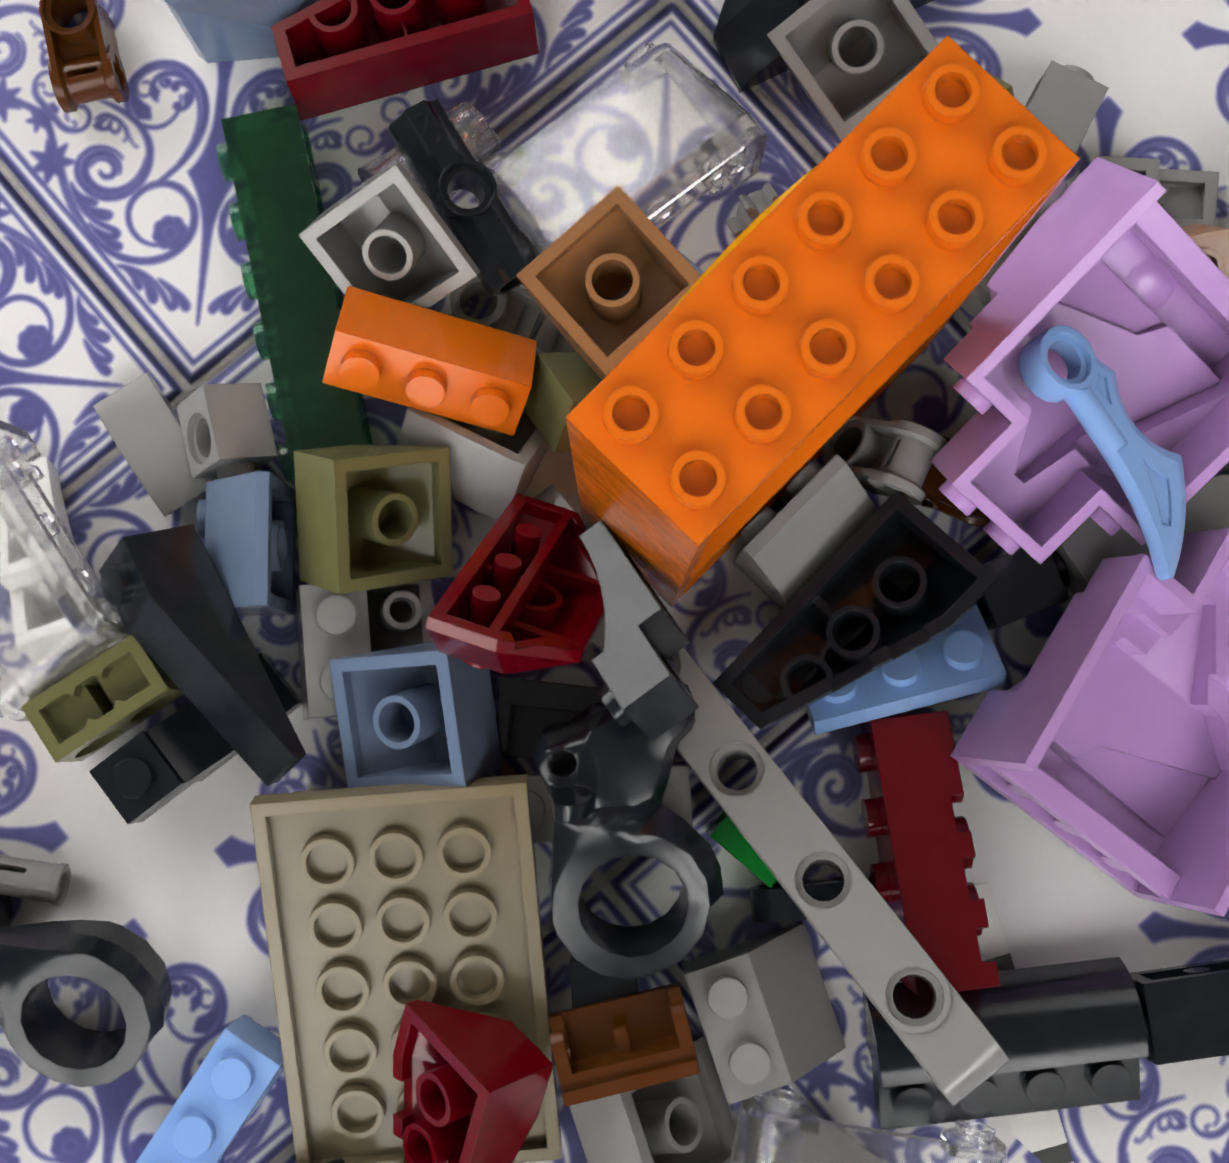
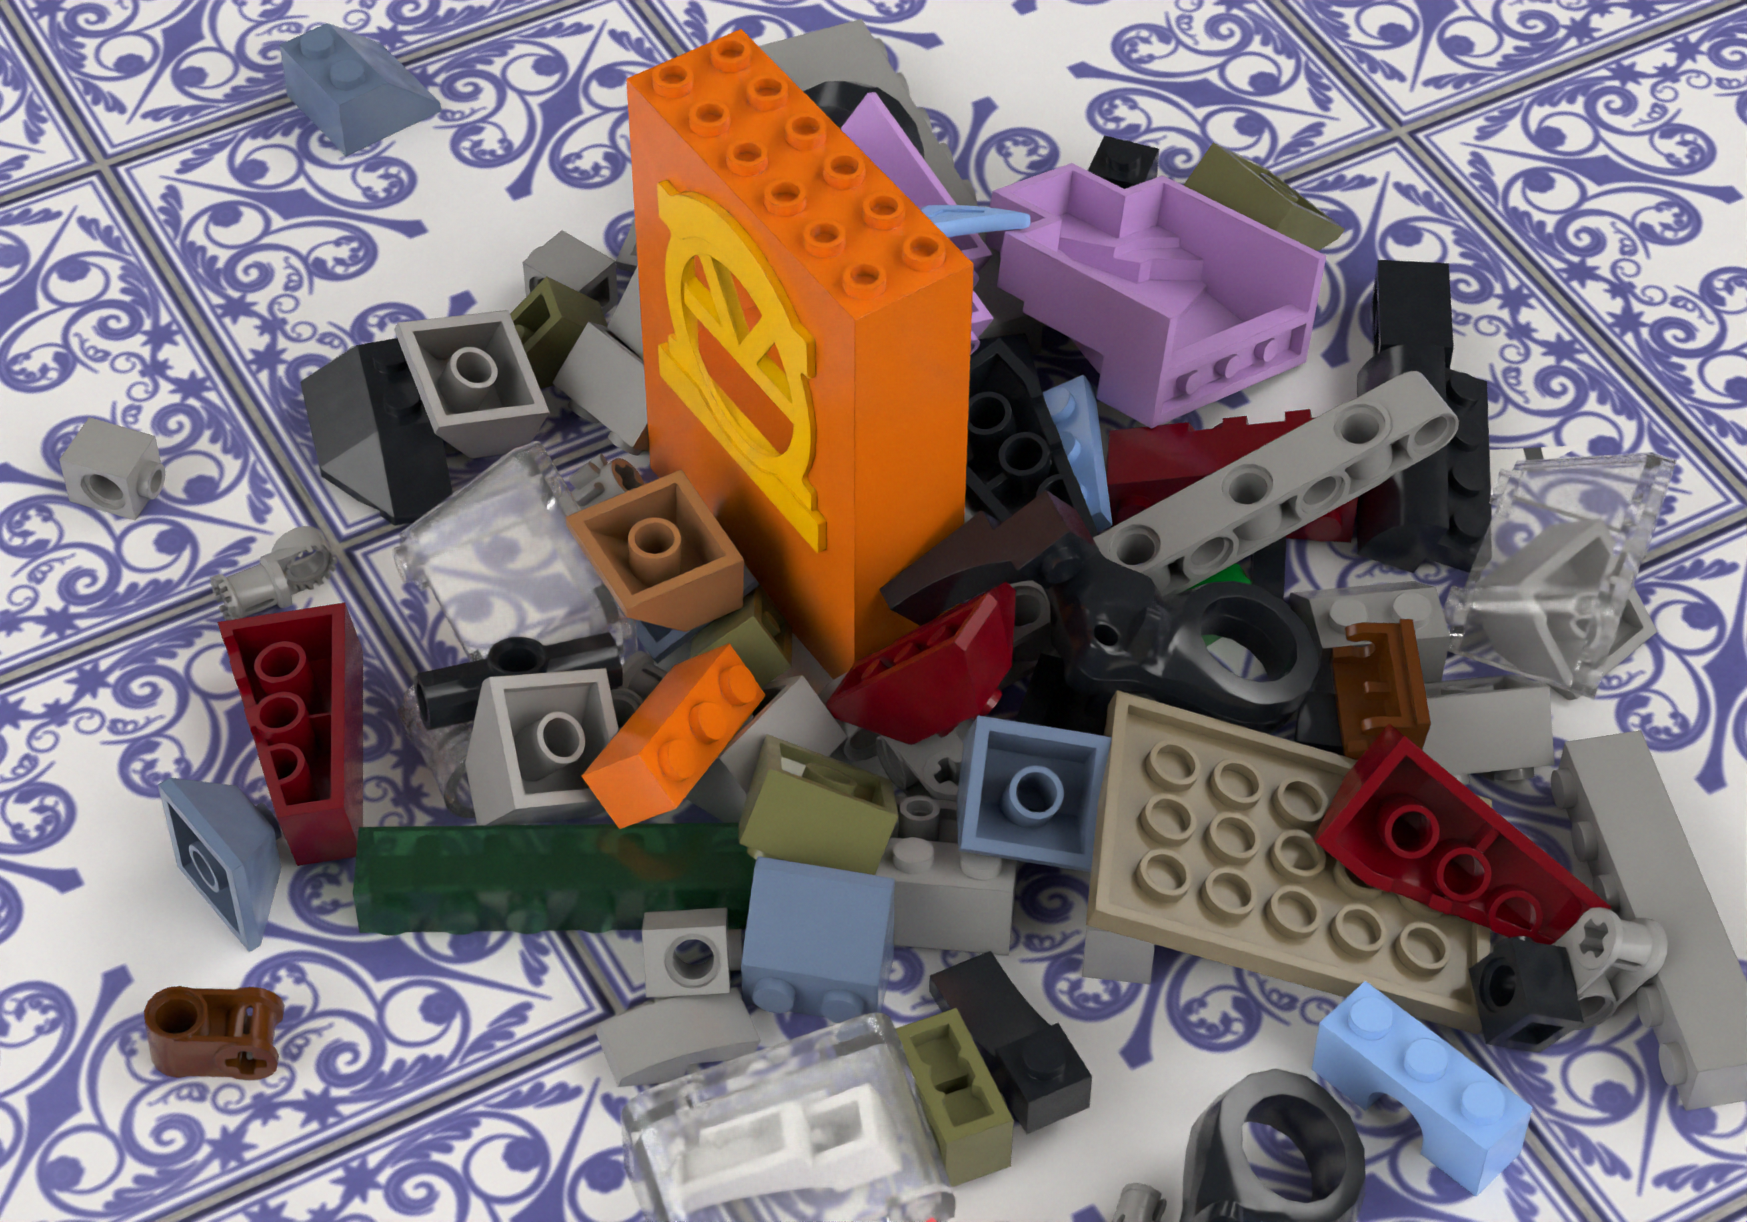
camera: 80 degrees left, 35 degrees down
(192, 631) = (939, 958): black wedge -> none

